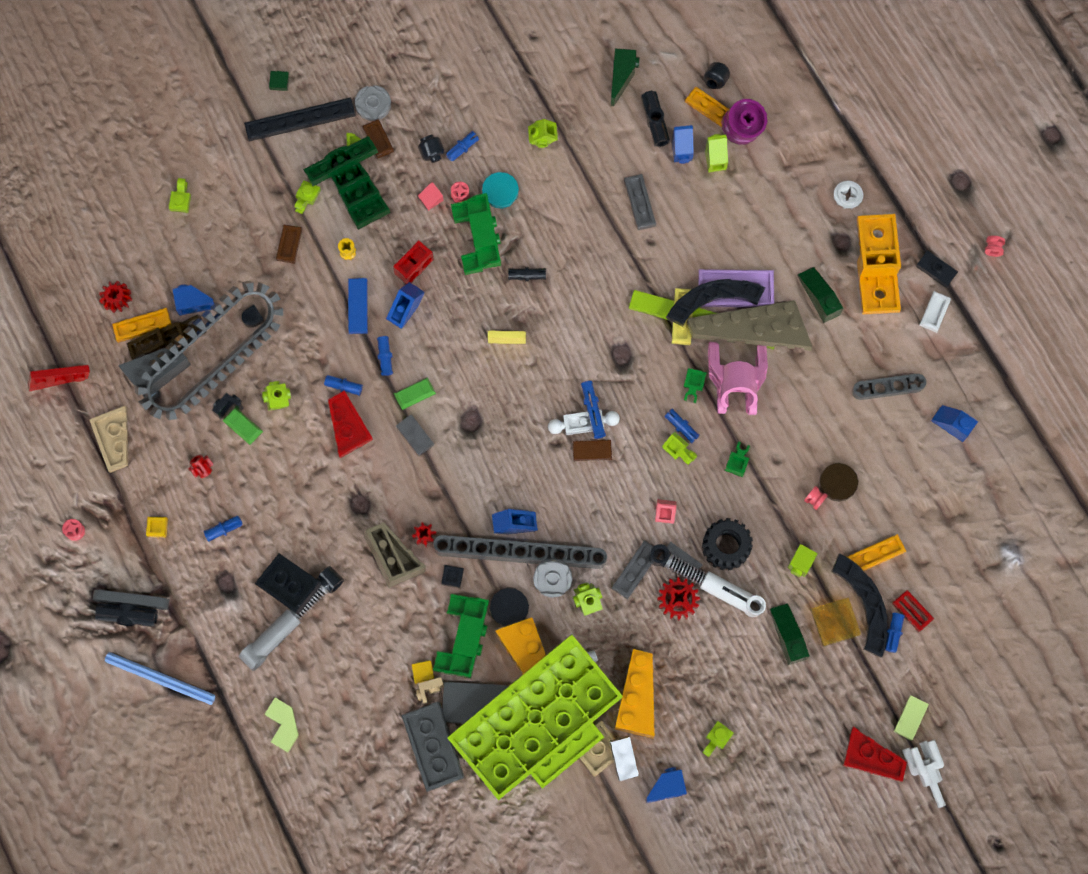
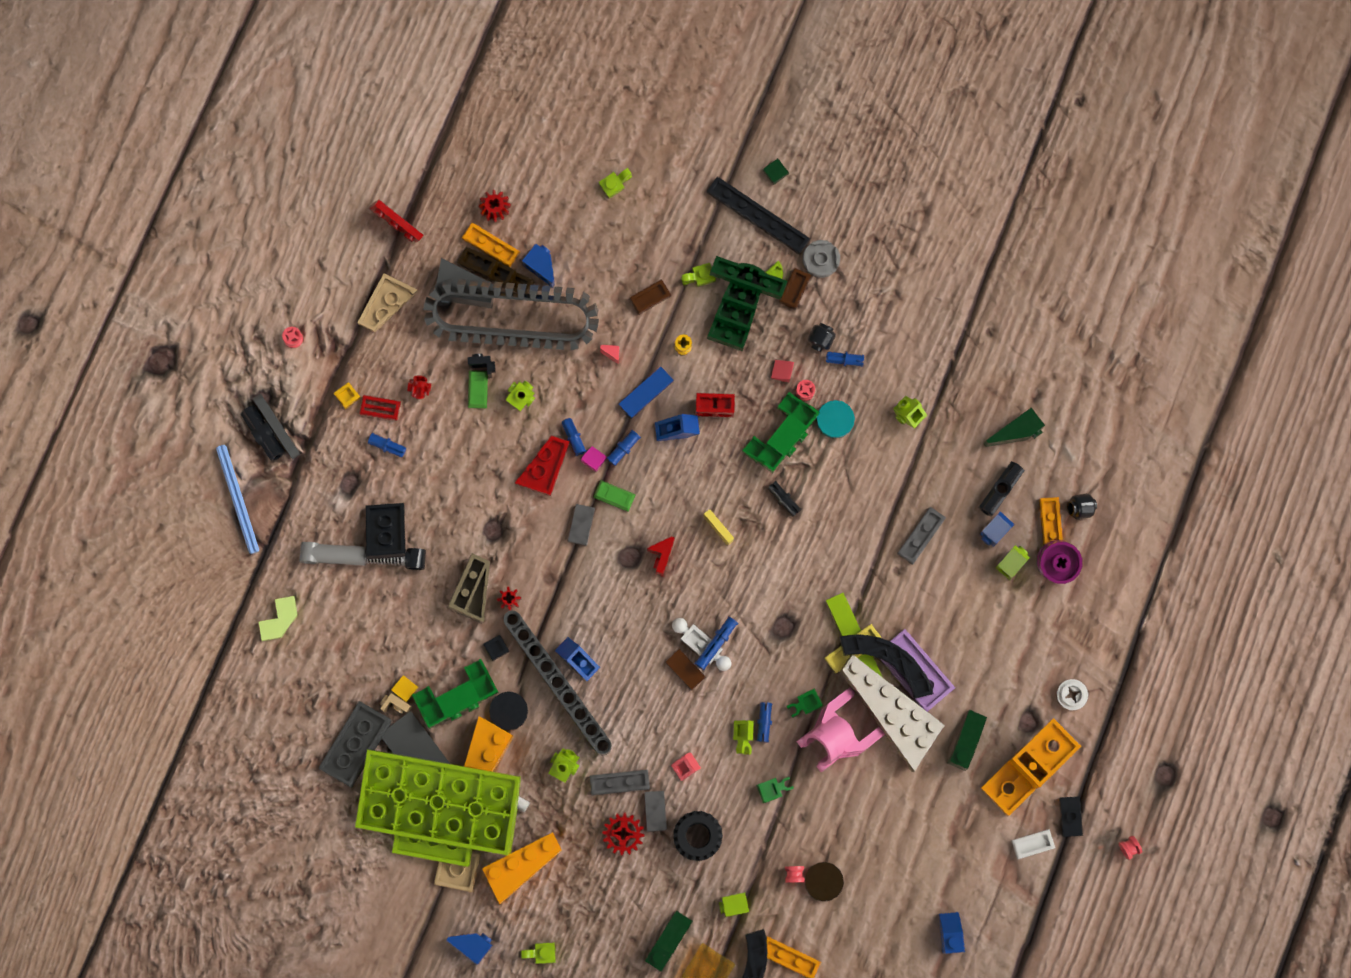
camera: 45 degrees right, 5 degrees up
(194, 515) = (380, 415): none -> red tile
(252, 317) = (567, 320): black tile -> none
(305, 304) = (611, 352): none -> coral slope
(373, 385) = (593, 459): none -> dark pink slope
(489, 390) = (664, 550): none -> red slope
(552, 578) = (557, 724): light grey tile -> none
(623, 758) = (465, 894): tile -> none
(709, 582) = (655, 846): piece -> none
(889, 388) = (935, 860): dark grey beam -> none

